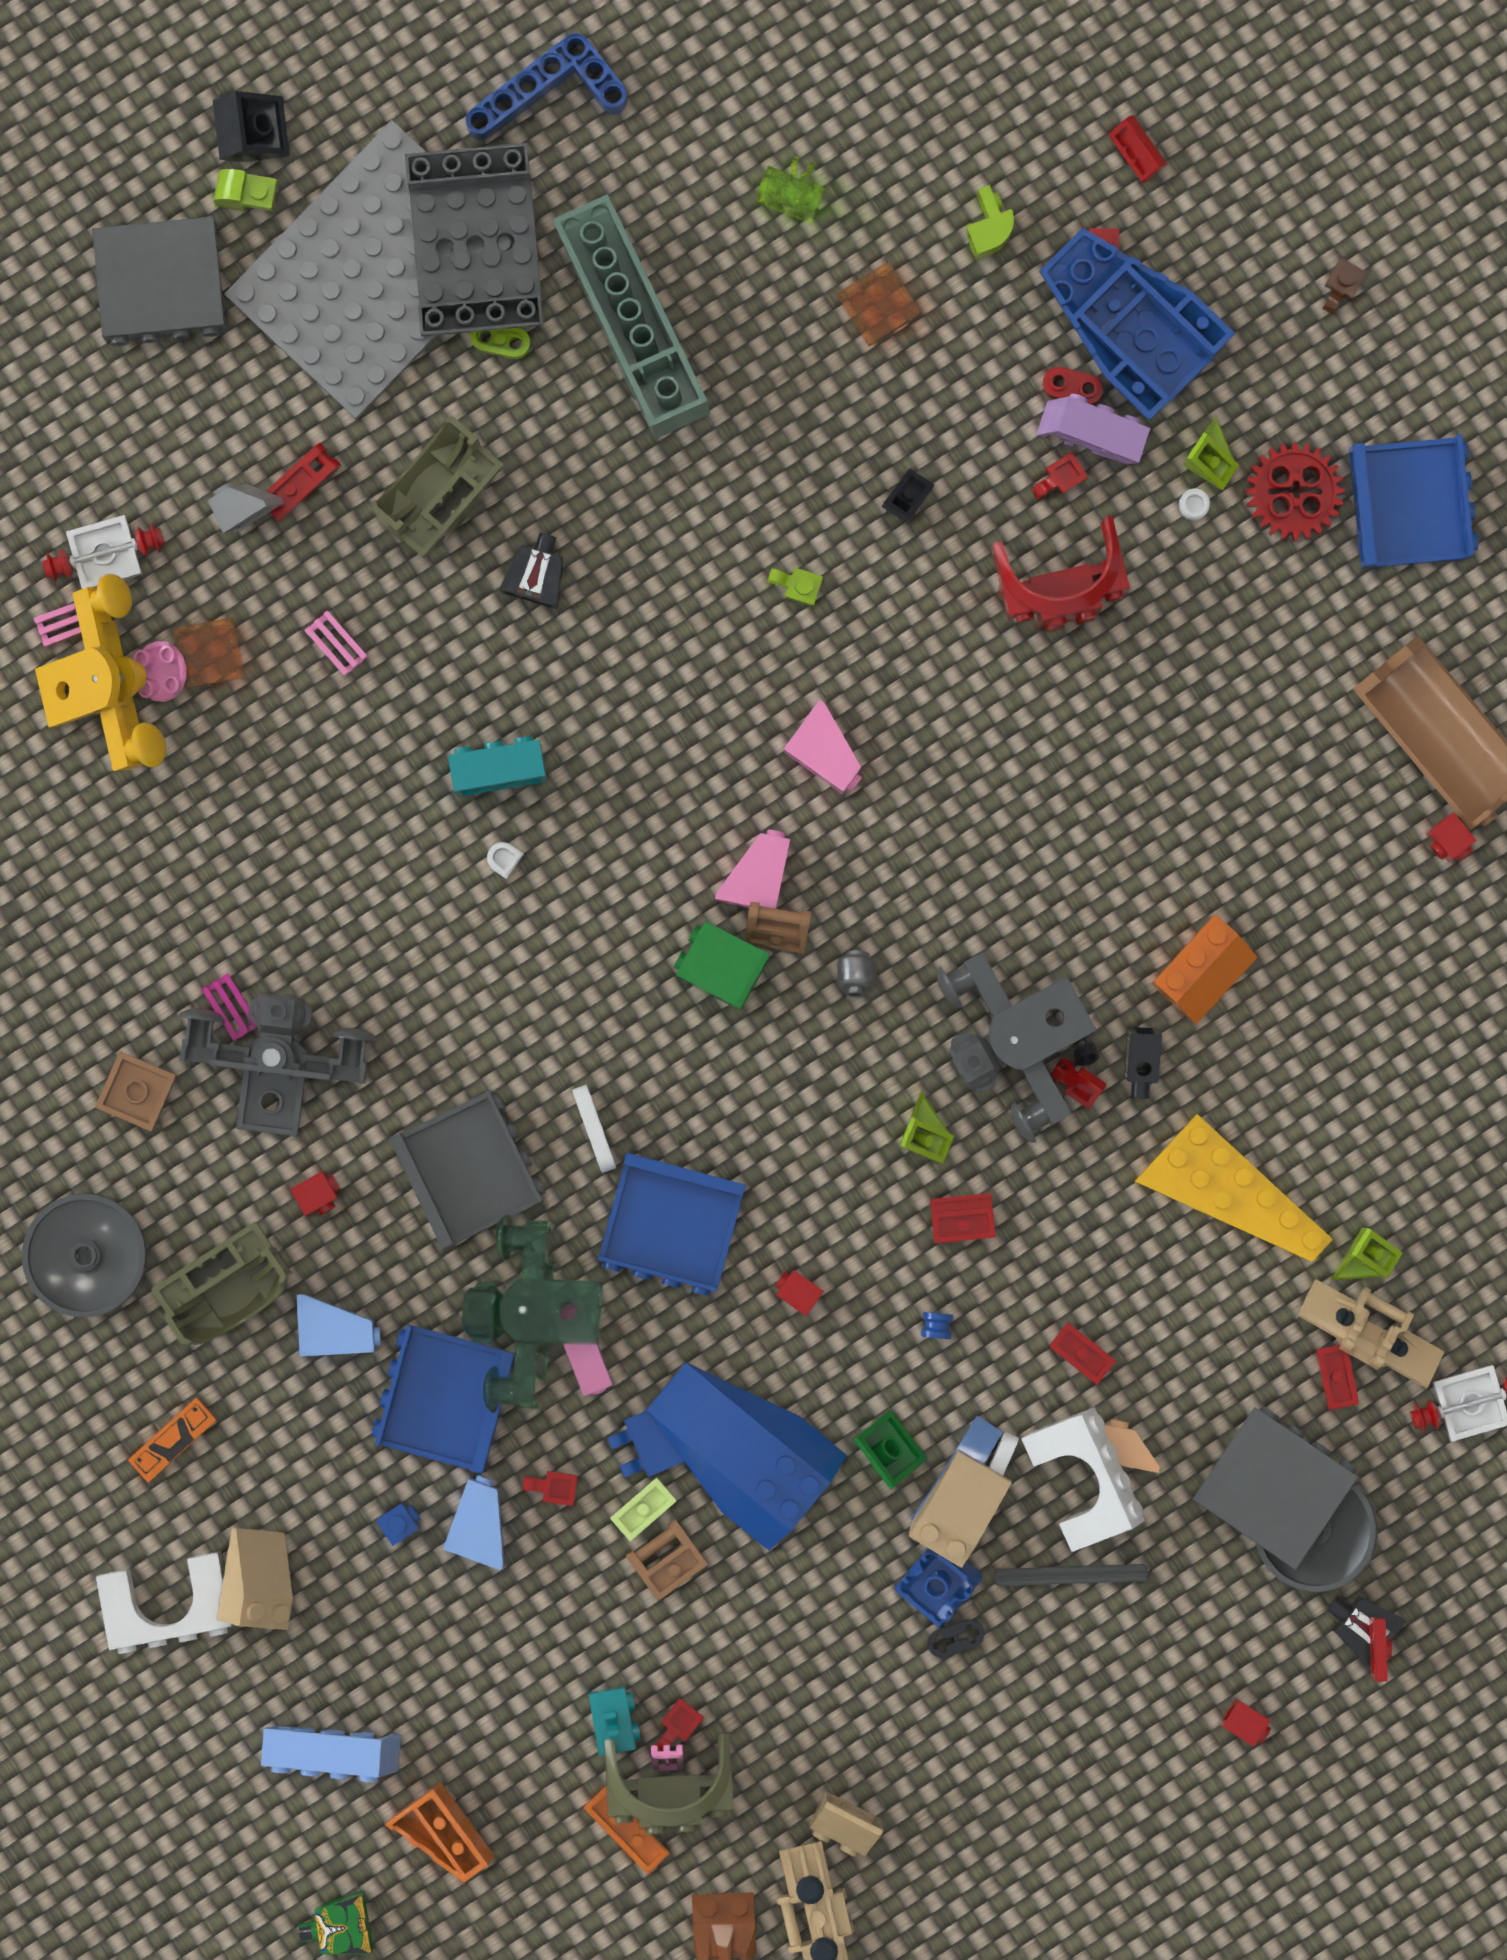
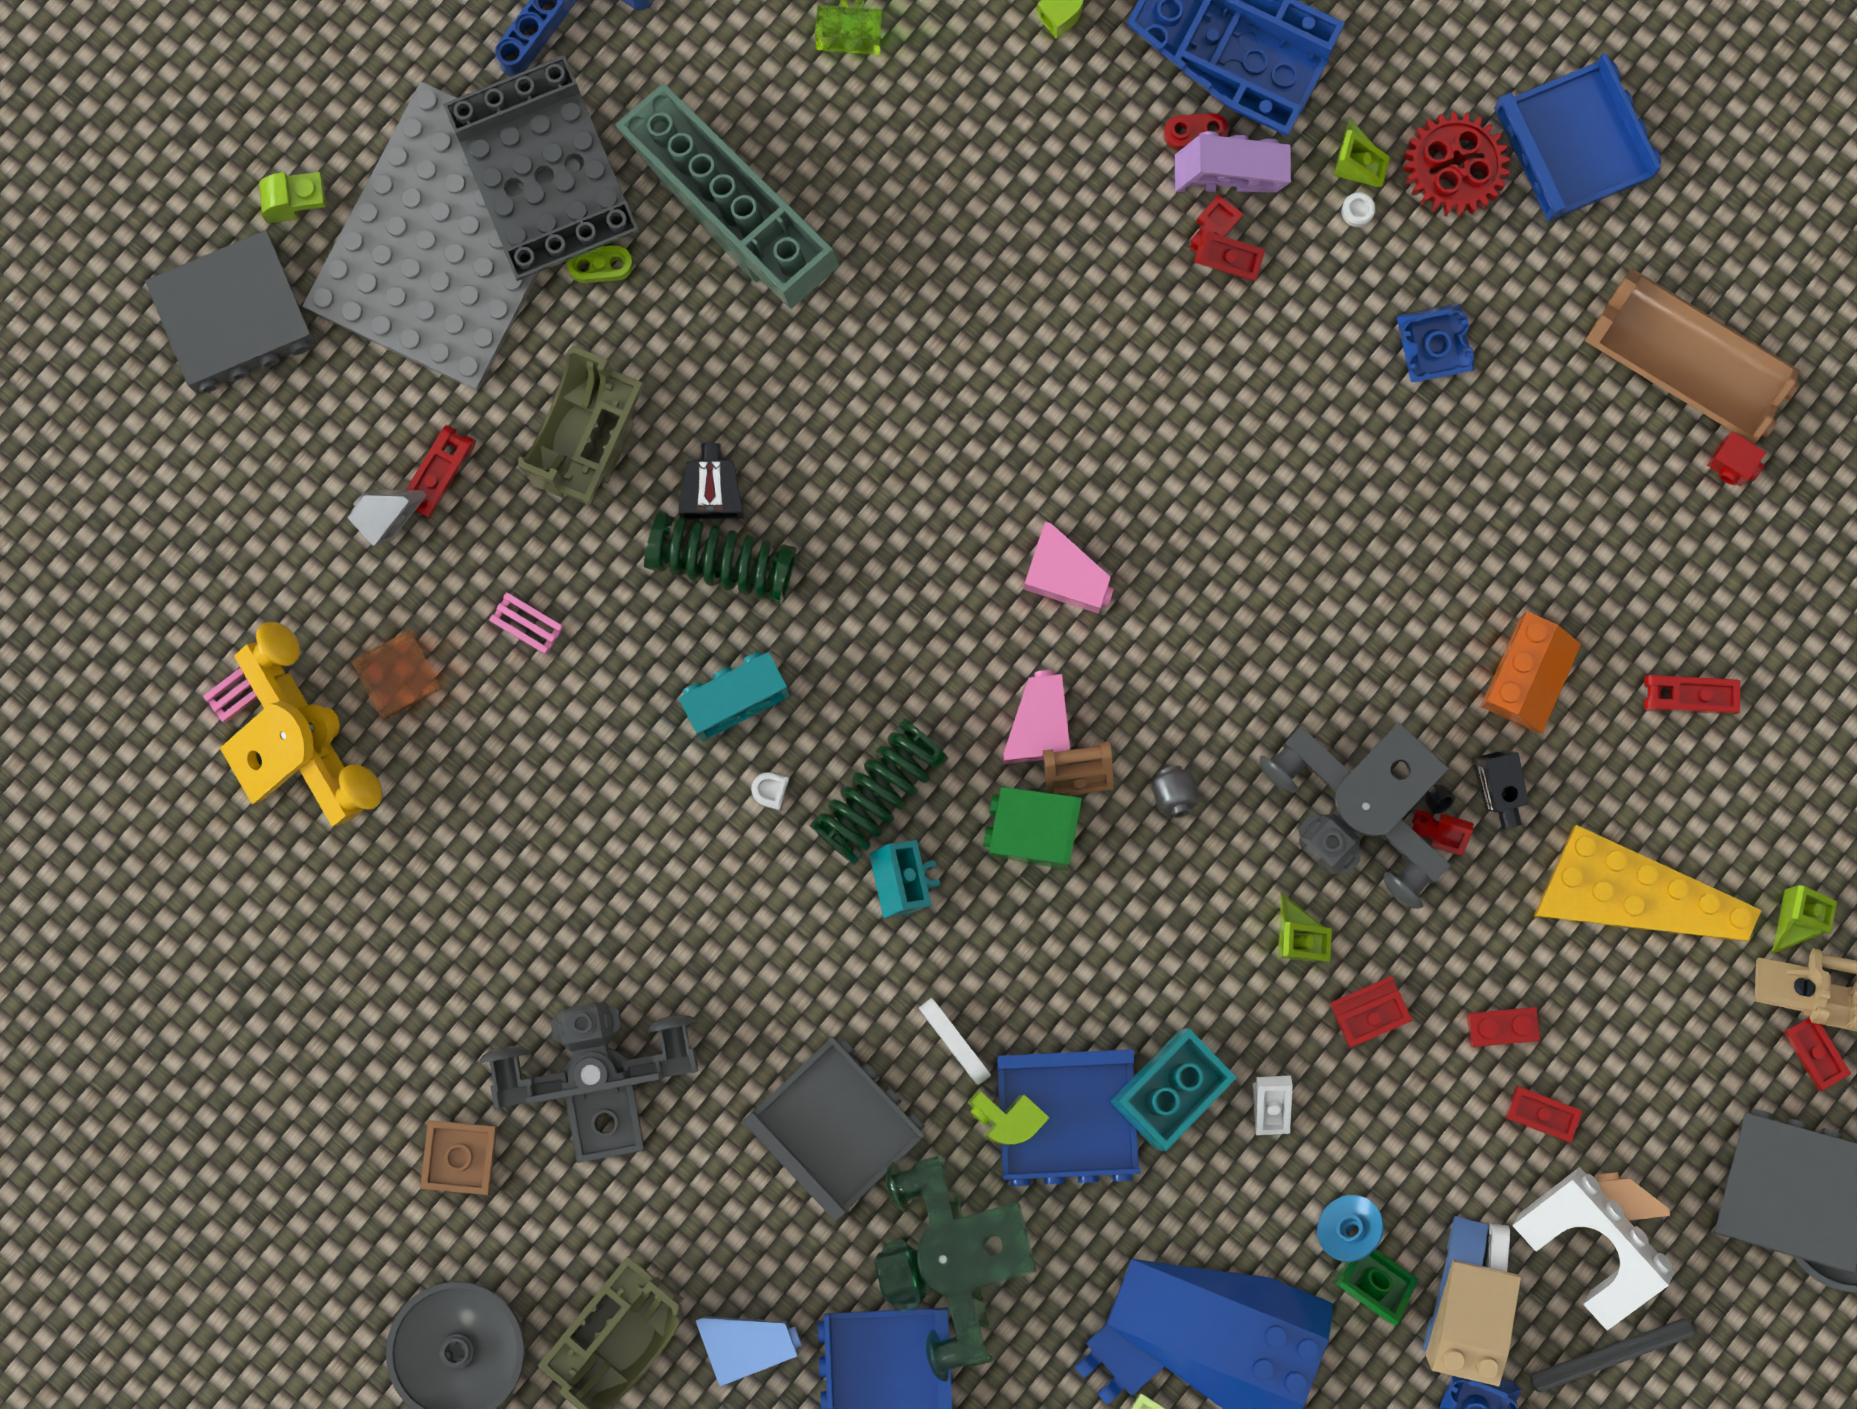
camera: 15 degrees left, 5 degrees down
(103, 550) = (253, 601): white plate -> none
(164, 671) = (355, 706): bright pink dish -> none
(218, 986) = (511, 1017): dark pink tile -> none
(250, 126) = (278, 131): black slope -> none
(316, 1194) = (683, 1205): red brick -> none
(550, 918) = (916, 743): none -> dark green piece
(563, 681) = (772, 588): none -> dark green piece
(586, 1362) = (1027, 1293): bright pink slope -> none
(593, 973) = (902, 878): none -> teal brick
(621, 1216) = (1009, 1127): none -> lime brick
(768, 1229) = (1173, 1089): none -> teal brick
(798, 1291) = (1225, 1145): red brick -> none
(800, 586) = (987, 415): lime plate -> none
(850, 1271) = (1272, 1105): none -> white slope
(874, 1388) = (1342, 1217): none -> dark azure dish
(878, 304) = (973, 110): clear orange plate -> none
(908, 496) = (1066, 291): black slope -> none
(937, 1325) = (1382, 1134): blue wheel -> none
(1062, 511) = (1229, 256): none -> red plate
(1064, 593) = (1261, 336): red piece -> none
(1074, 1268) = (1503, 1027): none -> red plate
(1221, 647) = (1436, 342): none -> blue slope
(1339, 1033) = (1693, 694): none -> red plate

